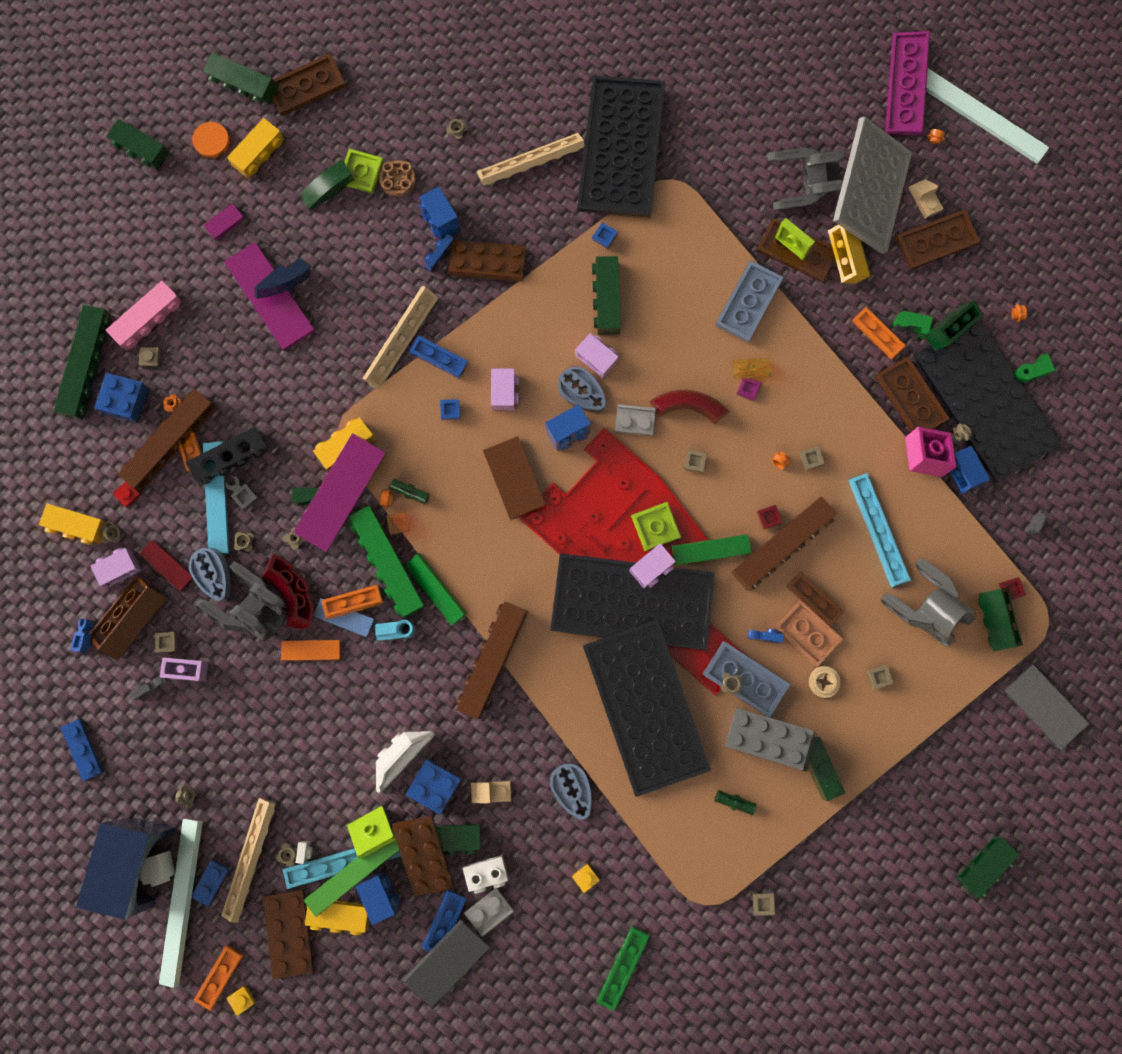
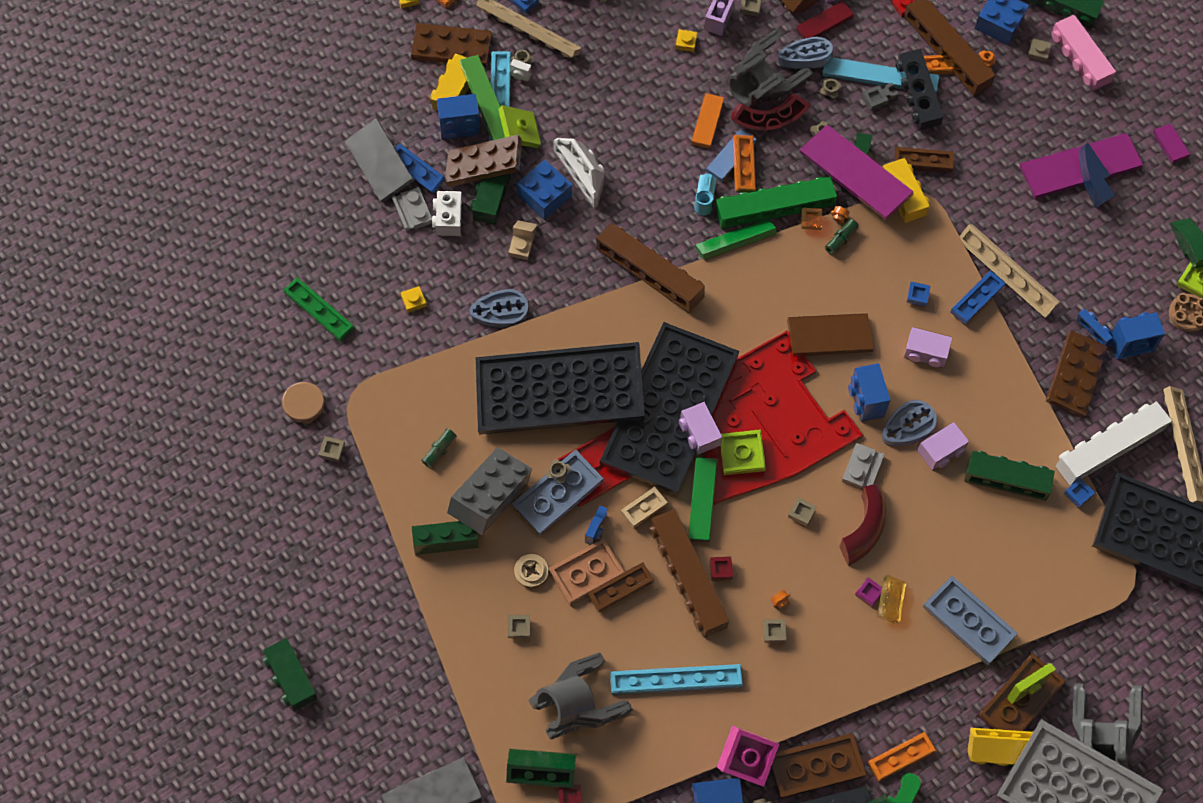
camera: 100 degrees right, 15 degrees down
(223, 695) = (686, 40): none -> yellow plate
(301, 437) = (926, 159): none -> reddish brown plate
(549, 217) = (1113, 442): none -> white brick
(725, 948) = (303, 402): none -> medium nougat tile
(734, 599) = (644, 507): none -> tan plate

